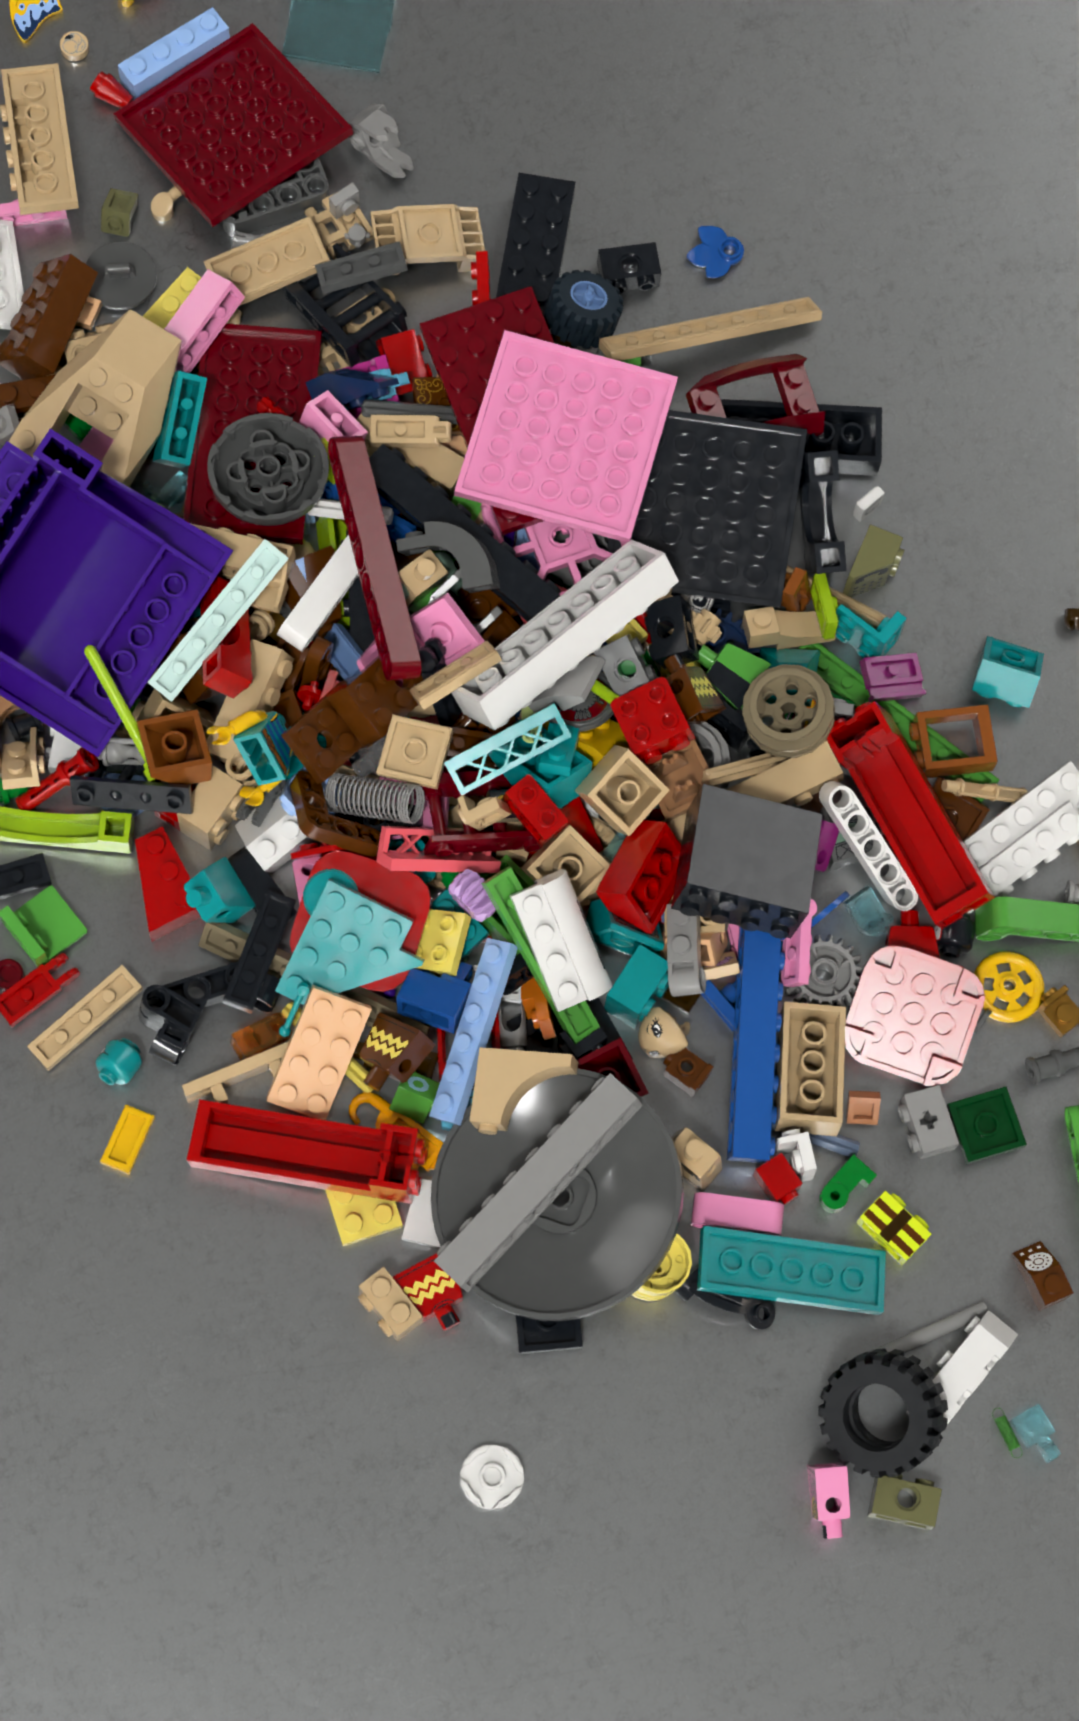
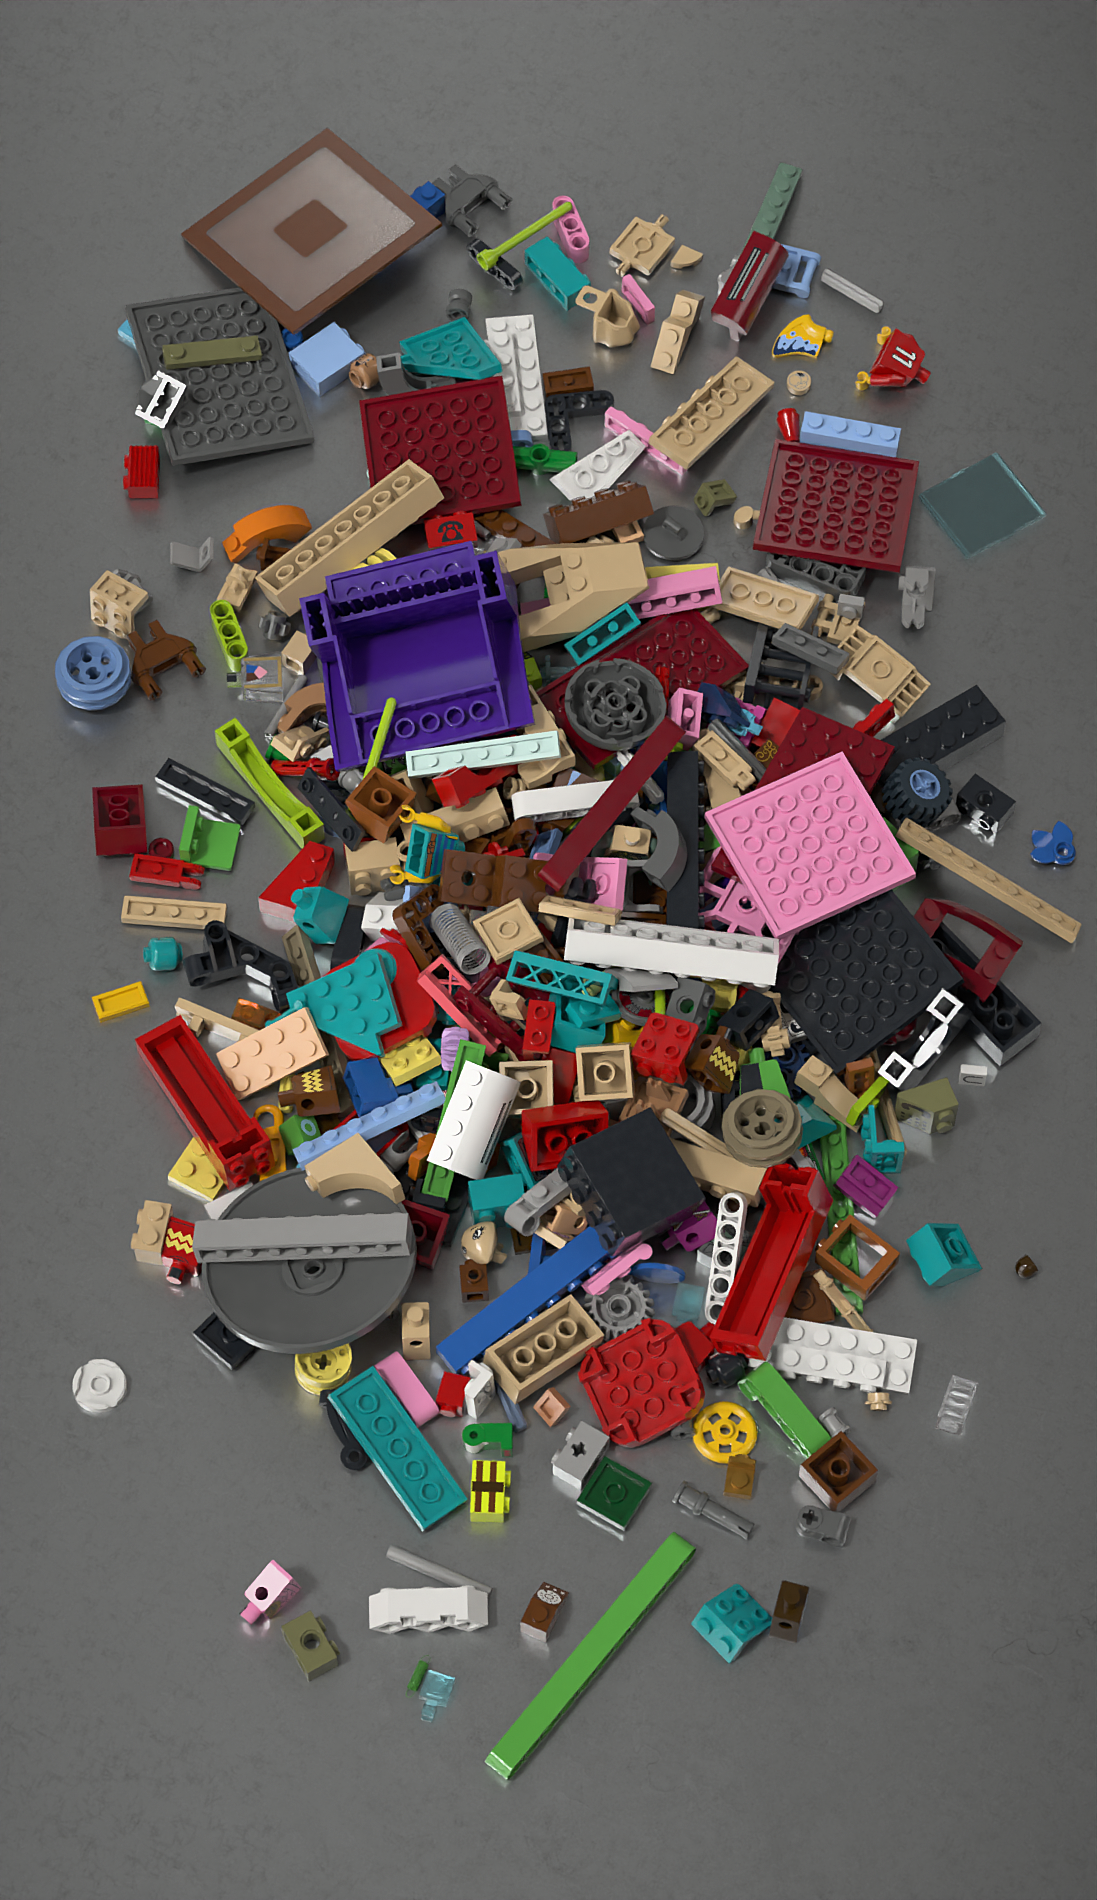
camera: 55 degrees right, 10 degrees down
(259, 951) = (303, 967): black tile -> none
(357, 235) = (837, 633): light grey piece -> none
(849, 1433) = (372, 1590): black tyre -> none

